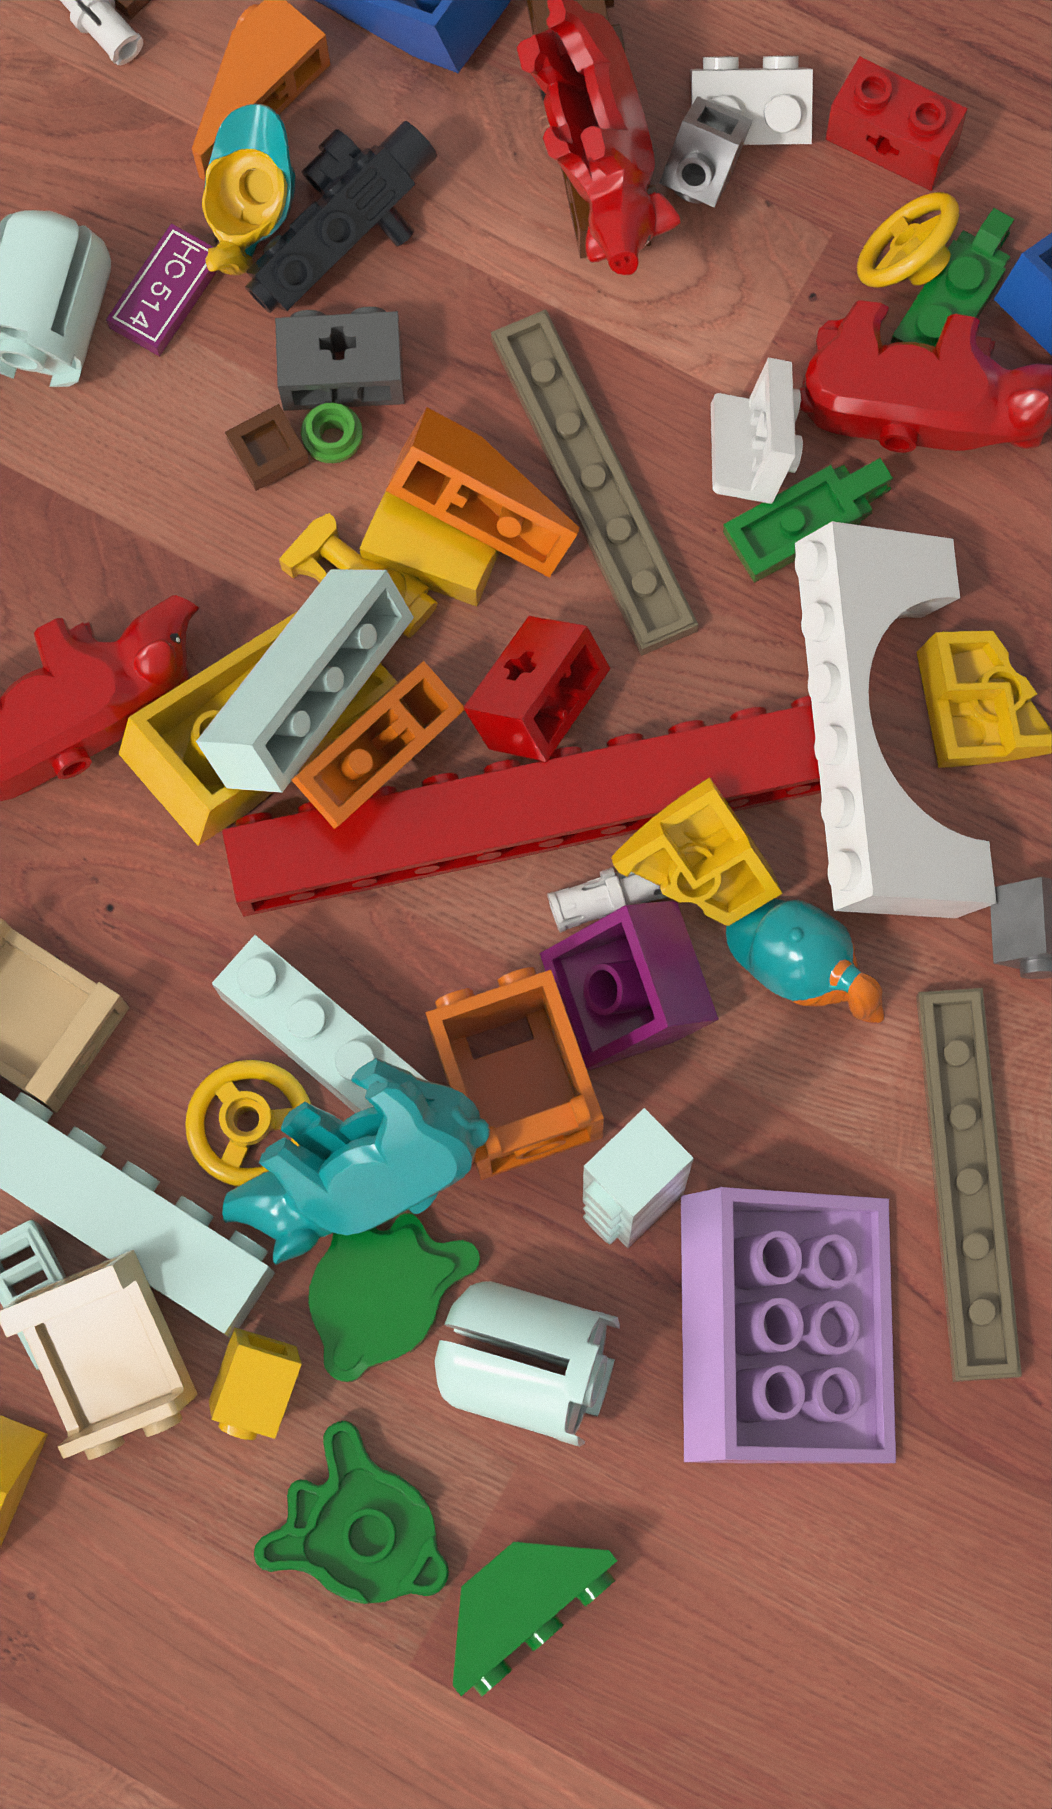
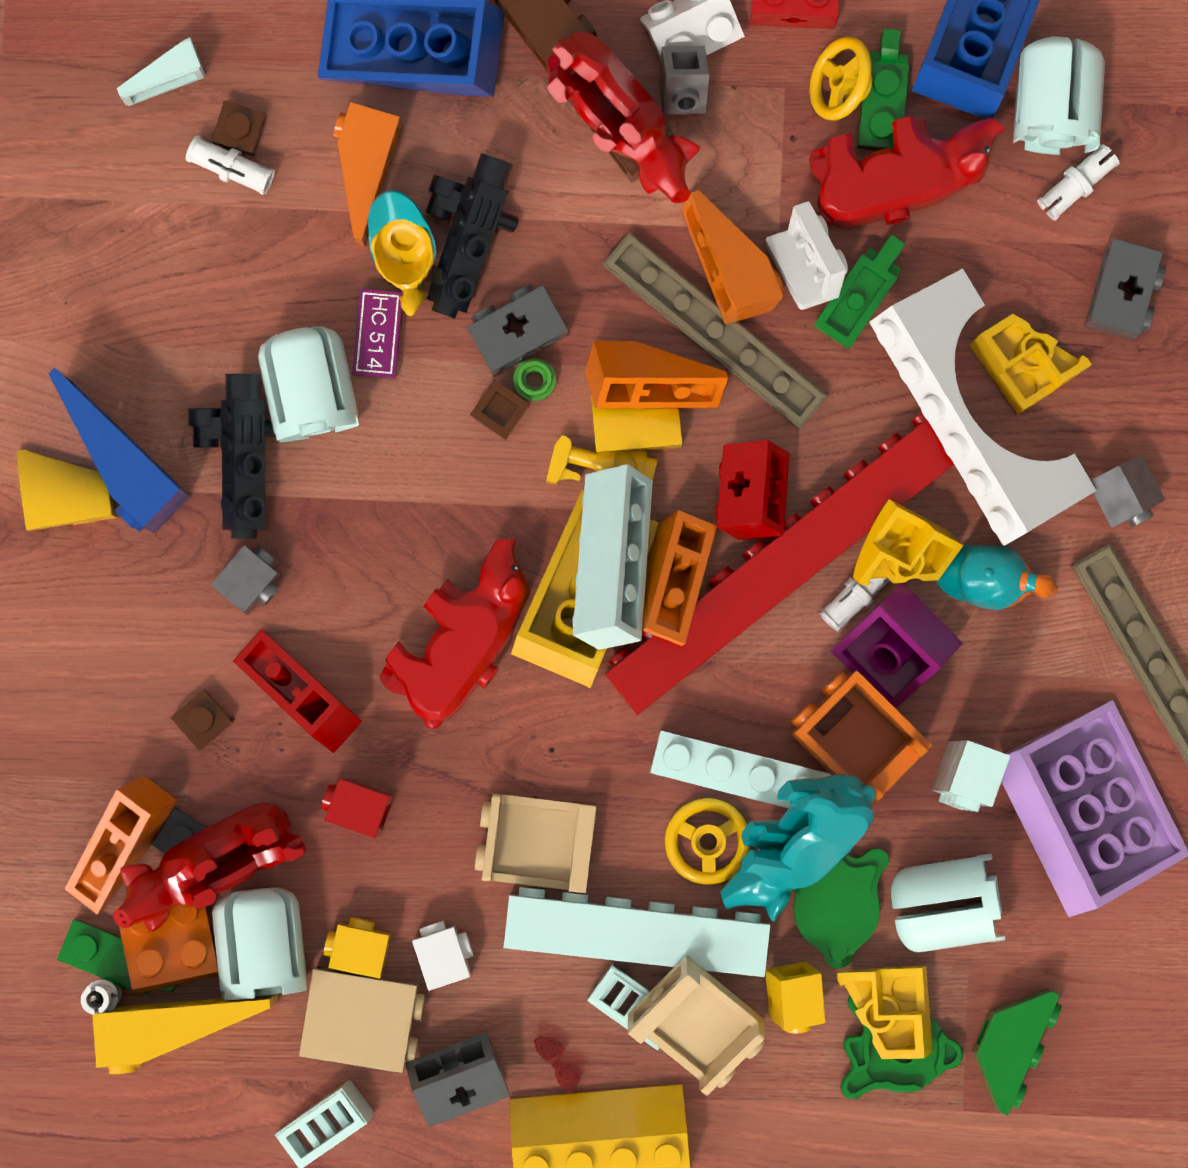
camera: 30 degrees left, 10 degrees up
(380, 1469) = (893, 1007): none -> yellow slope
(657, 402) = (732, 263): none -> orange slope

